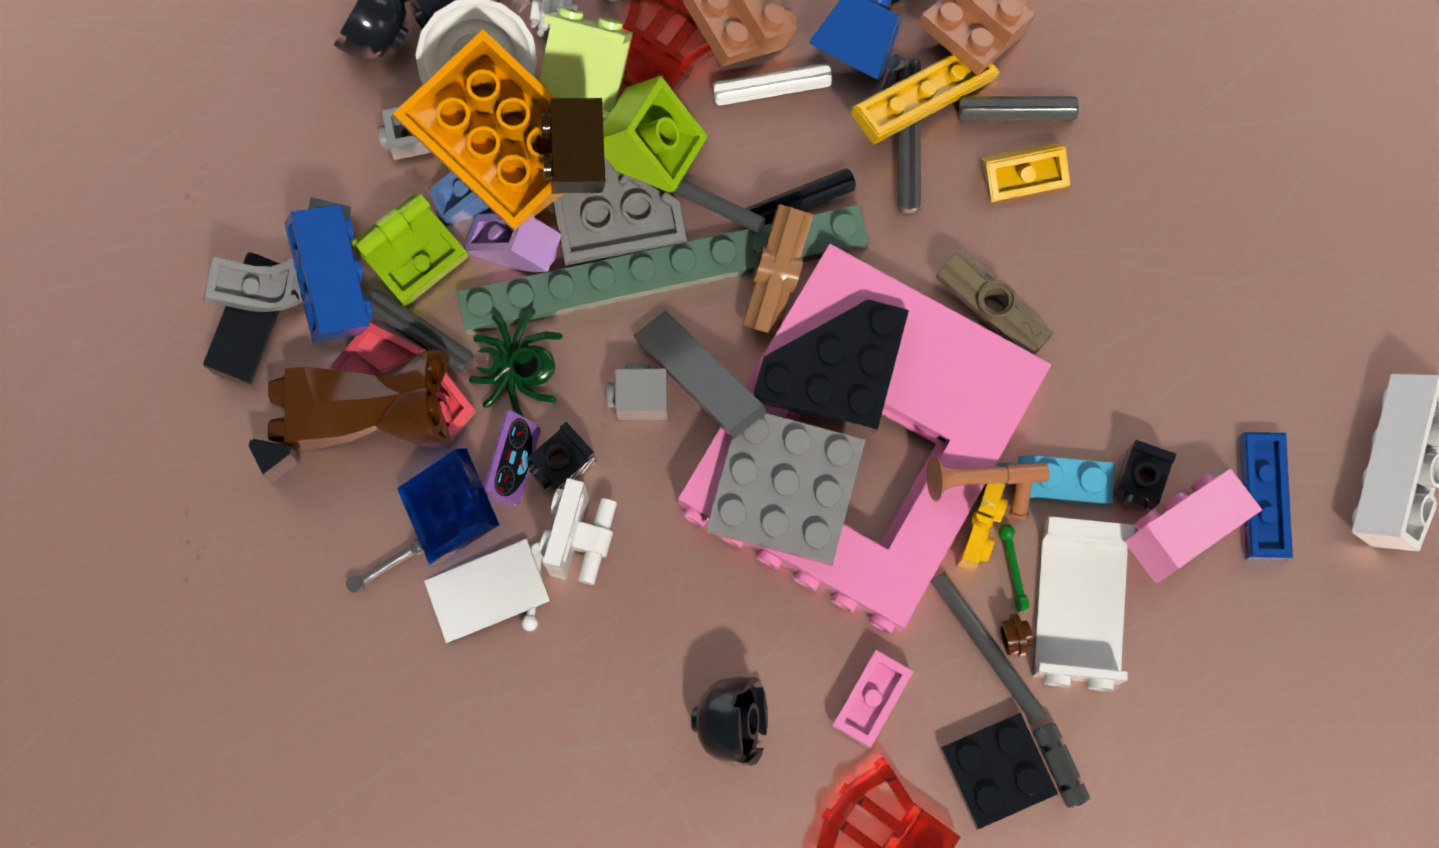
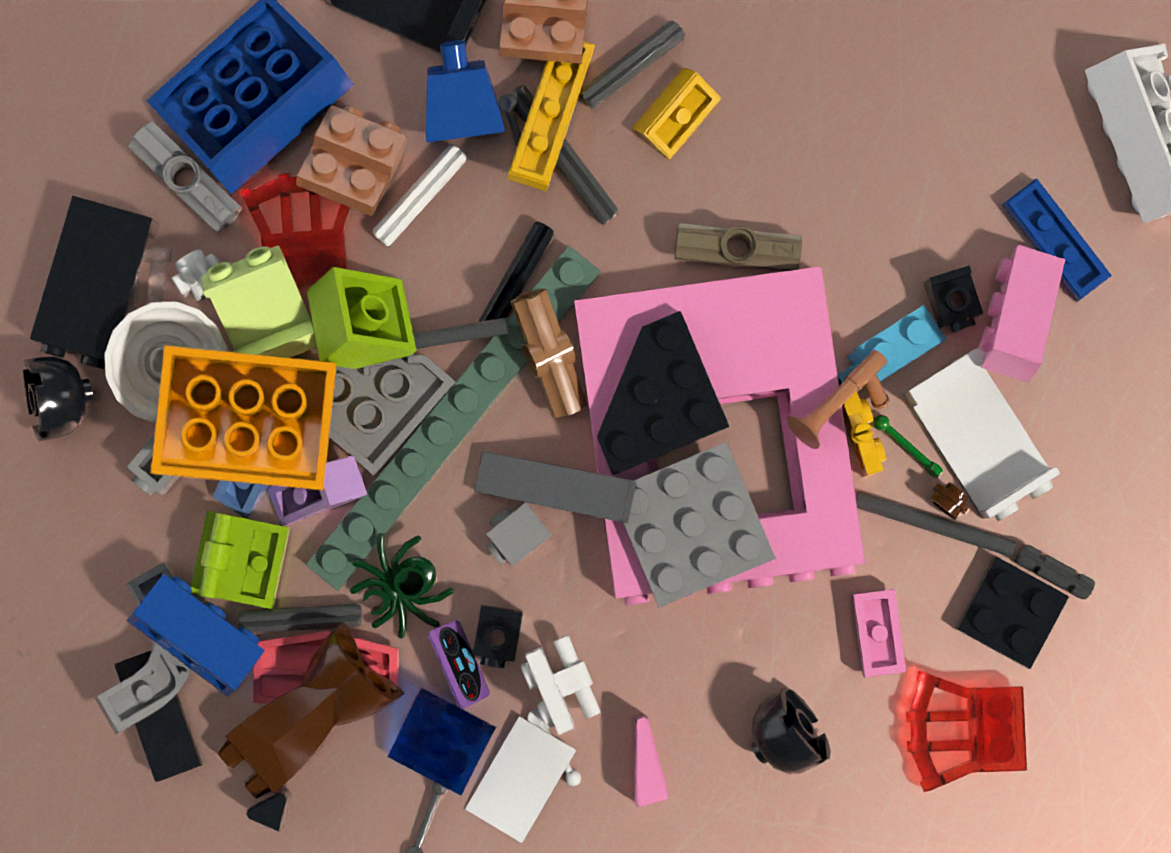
camera: 45 degrees left, 10 degrees up
(576, 145) = (319, 387): dark brown brick -> none
(592, 664) = (649, 779): none -> bright pink slope

